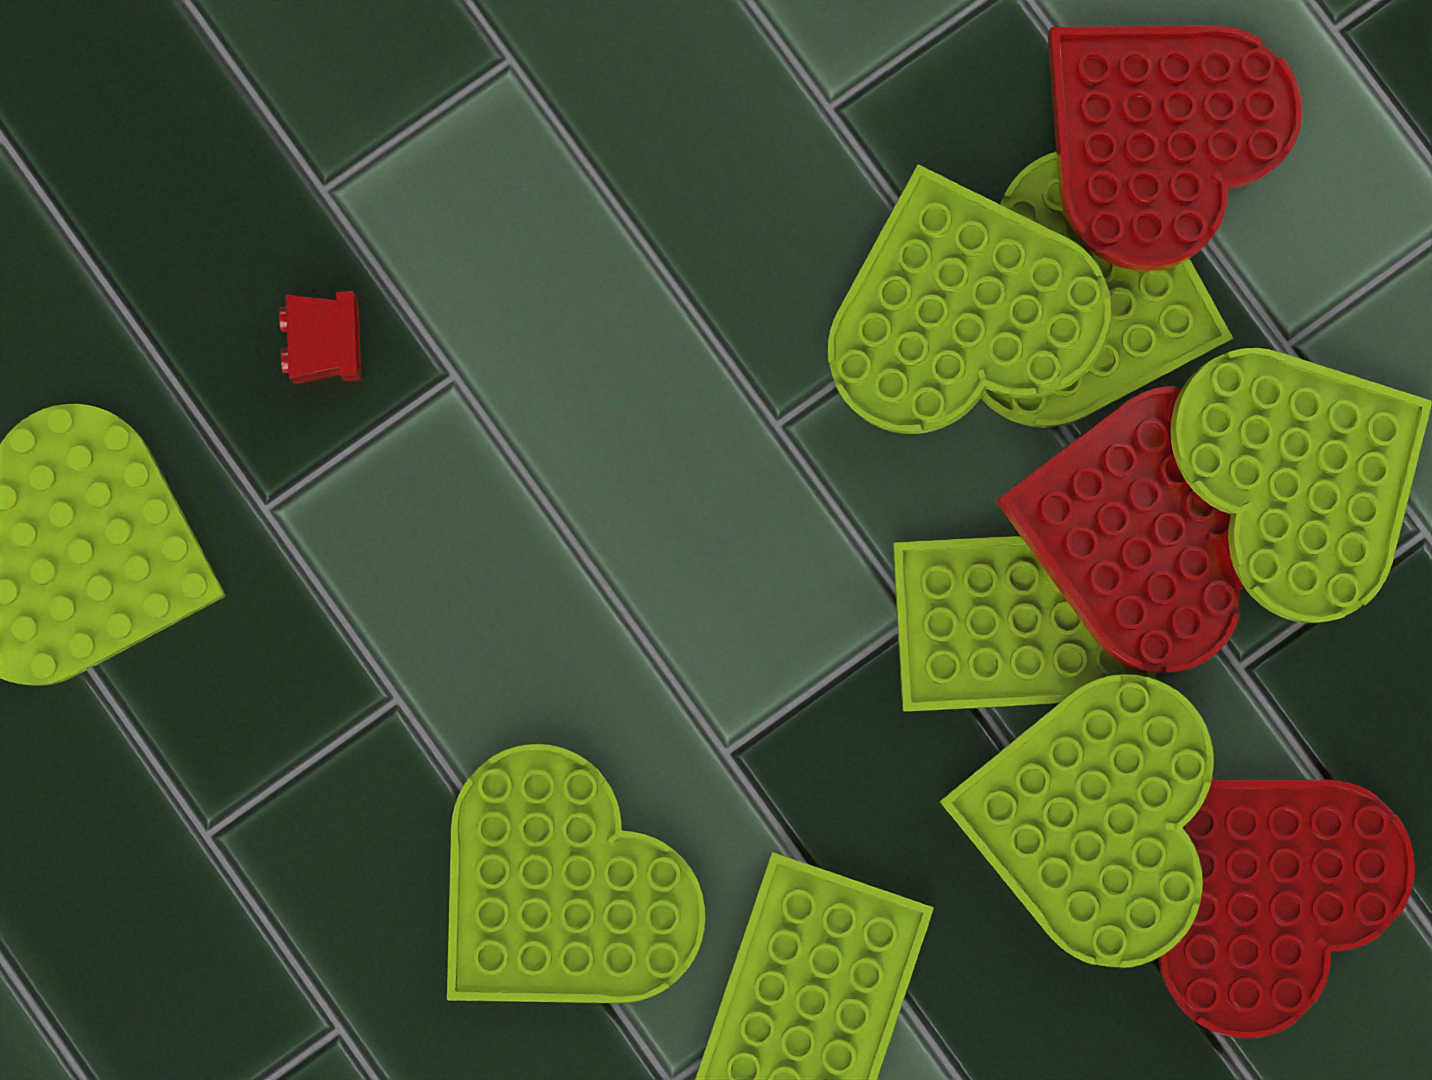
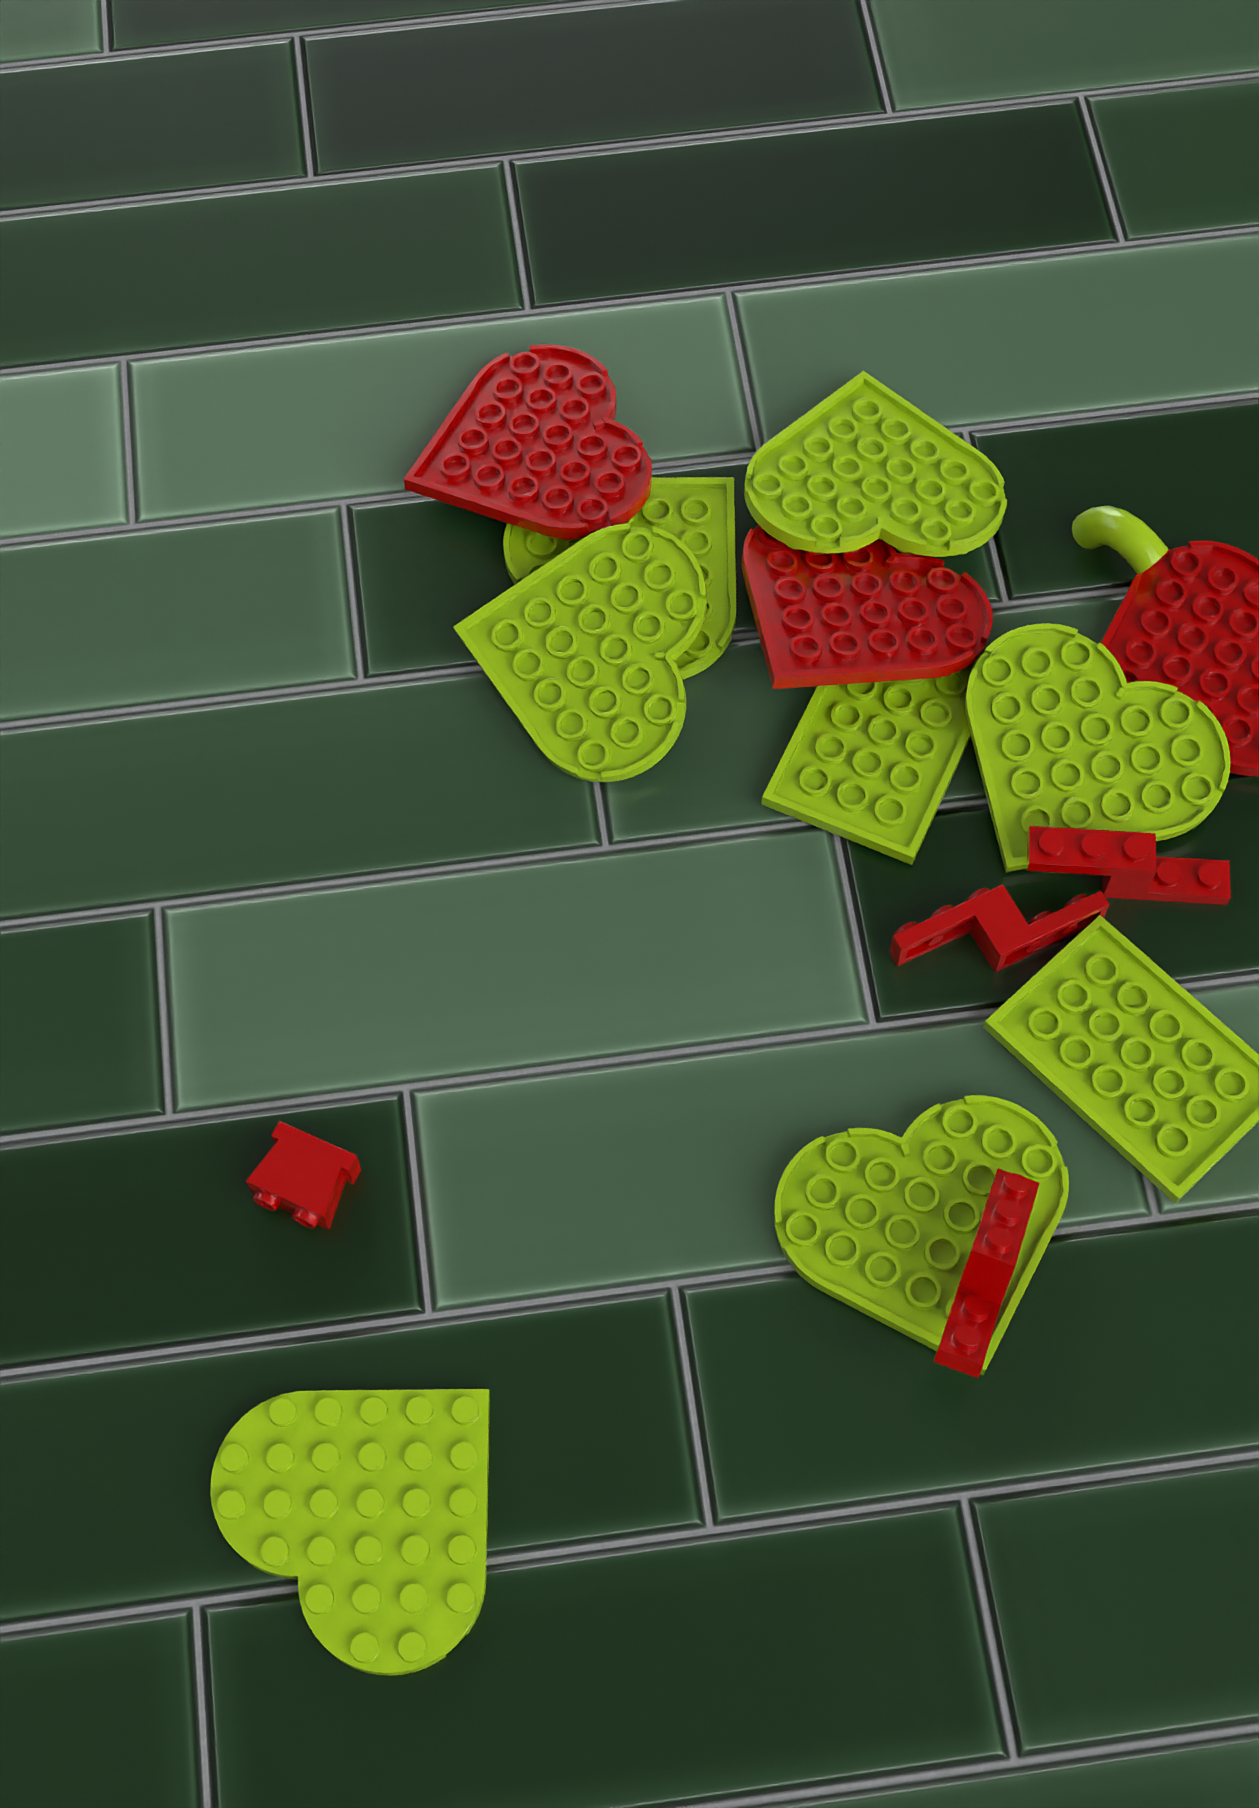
camera: 60 degrees left, 20 degrees down
(520, 964) = (987, 1273): none -> red bracket
(875, 819) = (997, 927): none -> red bracket
(995, 912) = (1128, 865): none -> red bracket
(1359, 746) = (1120, 532): none -> lime cylinder

